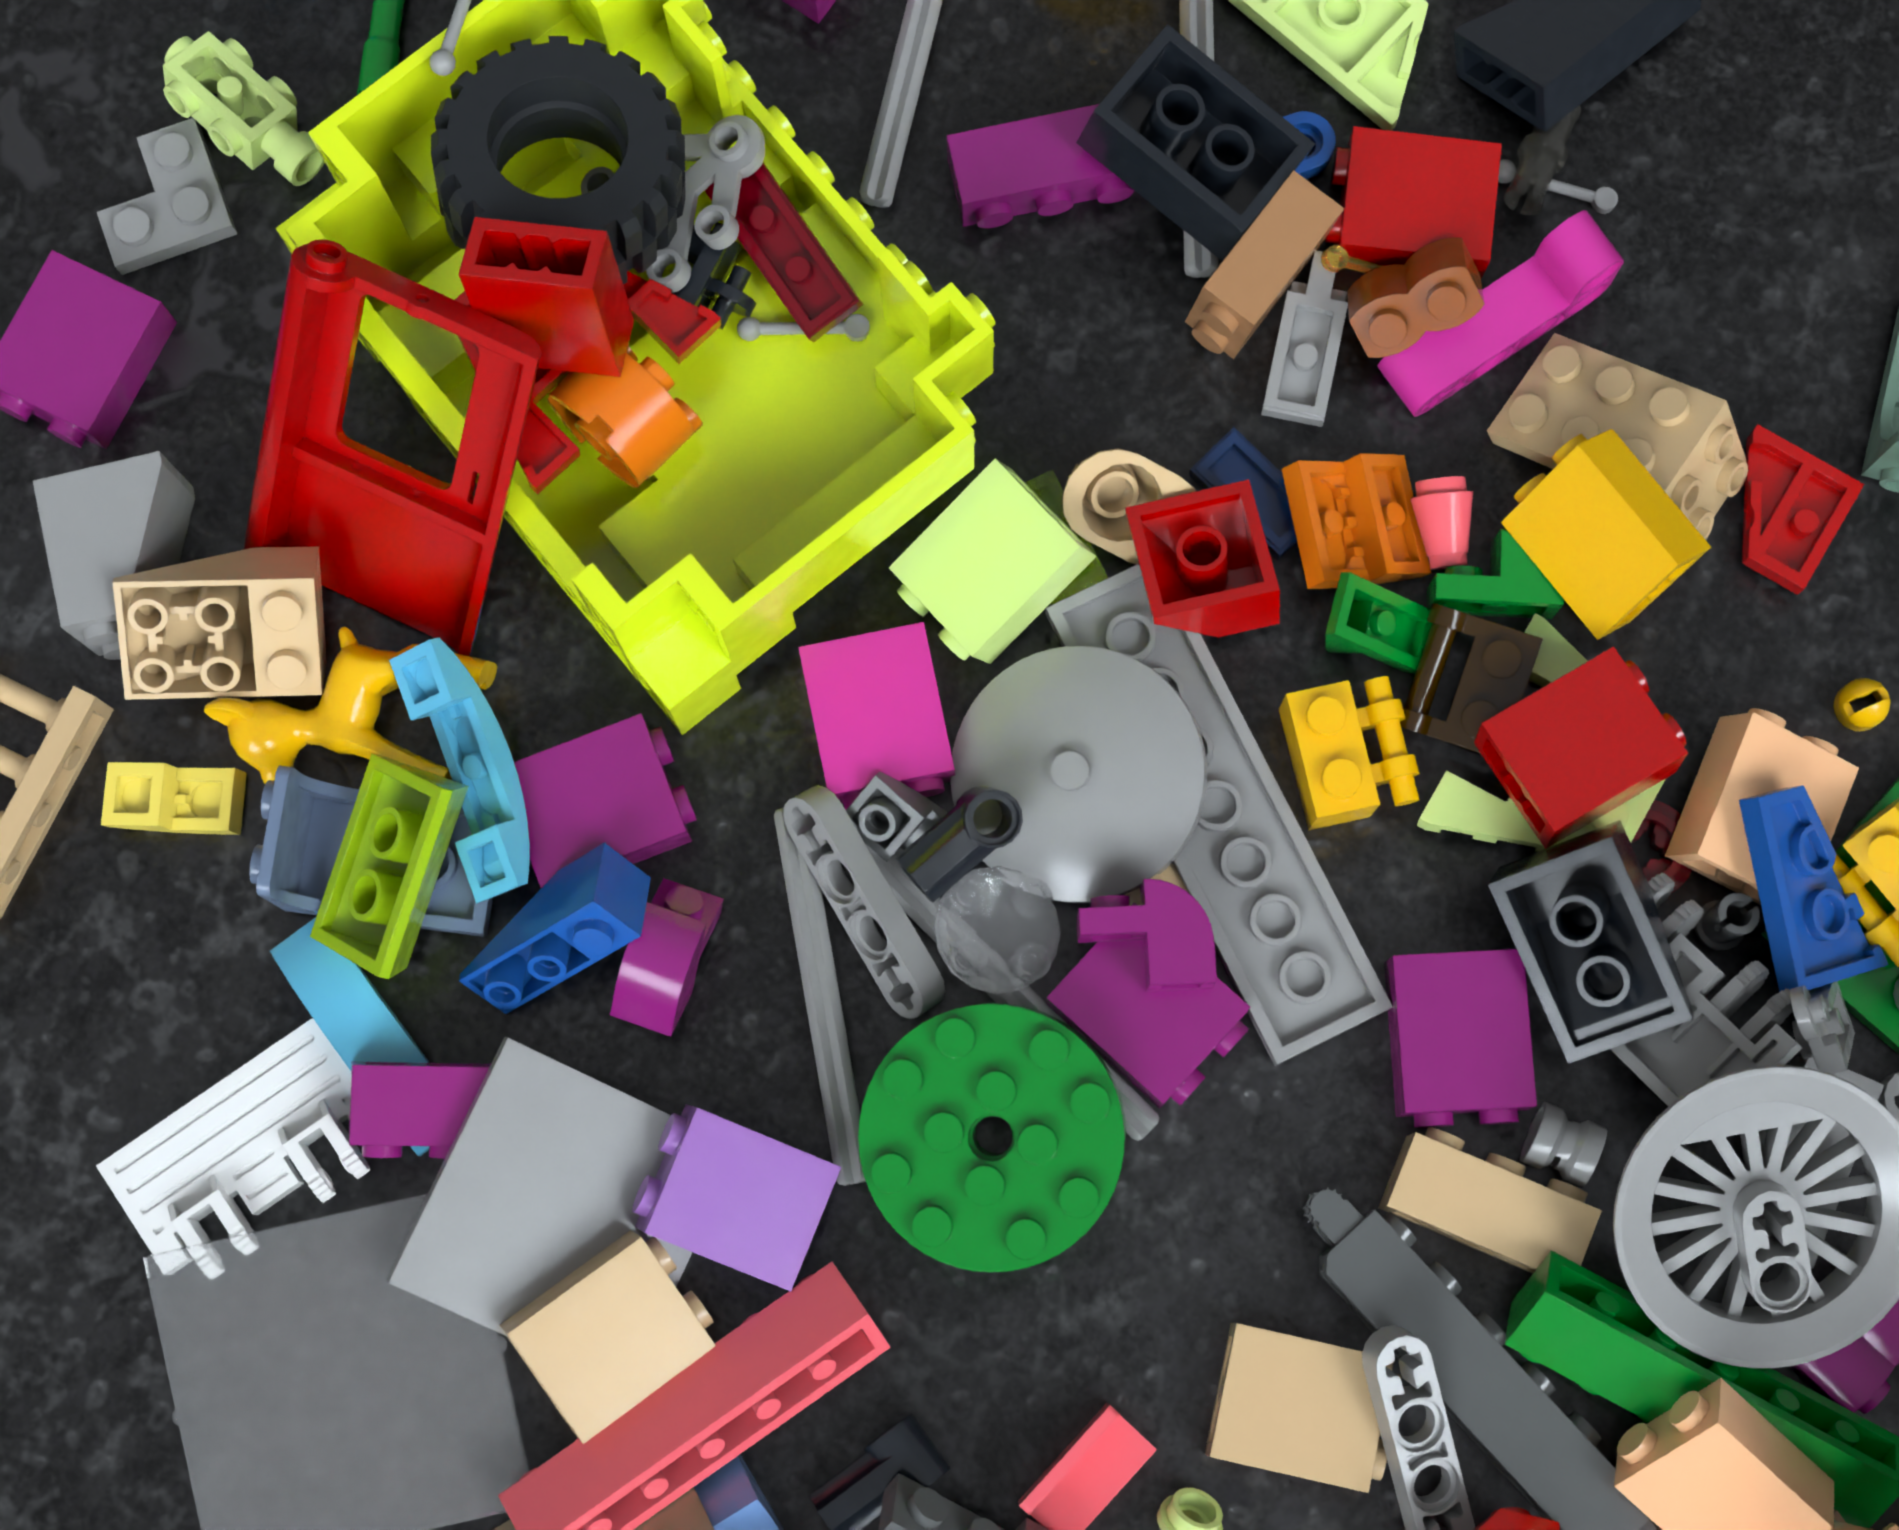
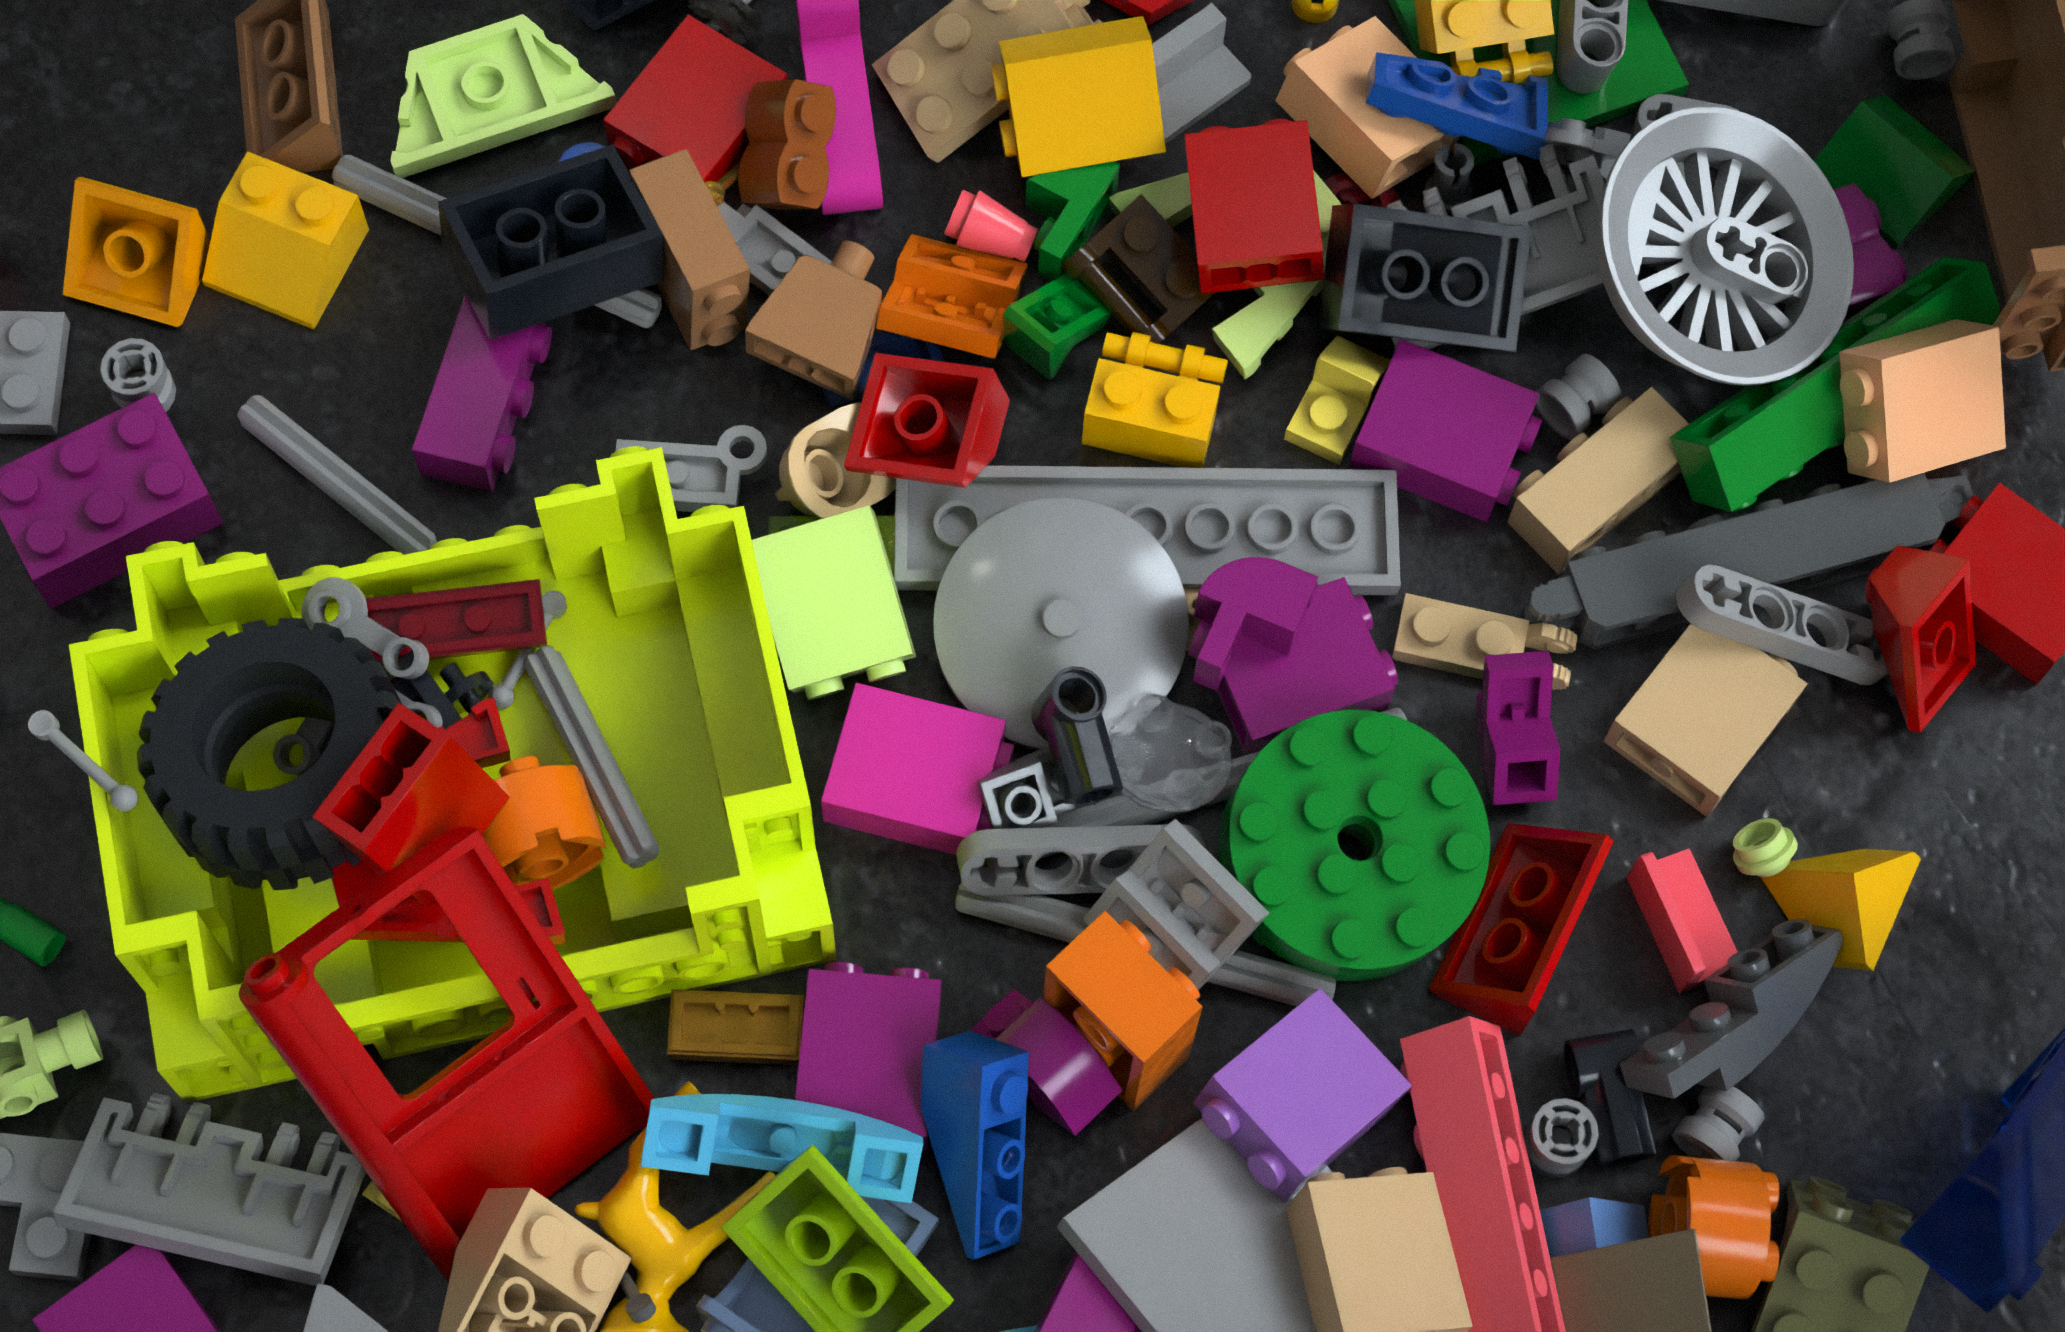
camera: 70 degrees left, 10 degrees down
(213, 322) = (210, 1191): none -> light grey hinge
(275, 721) = (639, 1306): none -> dark grey hinge
(571, 676) = (735, 1027): none -> pearl gold plate
(721, 997) = (1125, 1005): none -> orange brick
(723, 430) = (592, 756): none -> light grey axle
(822, 1441) = (1551, 1147): none -> light grey wheel
(842, 1006) = (1182, 905): none -> light grey slope
(1004, 1321) = (1520, 922): none -> red slope
(1056, 377) = (707, 473): none -> light grey hinge
(1185, 1238) = (1516, 730): none -> magenta brick
(1258, 416) = (820, 320): none -> medium nougat torso
(1264, 1160) = (1460, 636): none -> tan hinge
(1442, 920) = (1337, 399): none -> light yellow slope
(1707, 625) = (1195, 71): none -> light grey panel

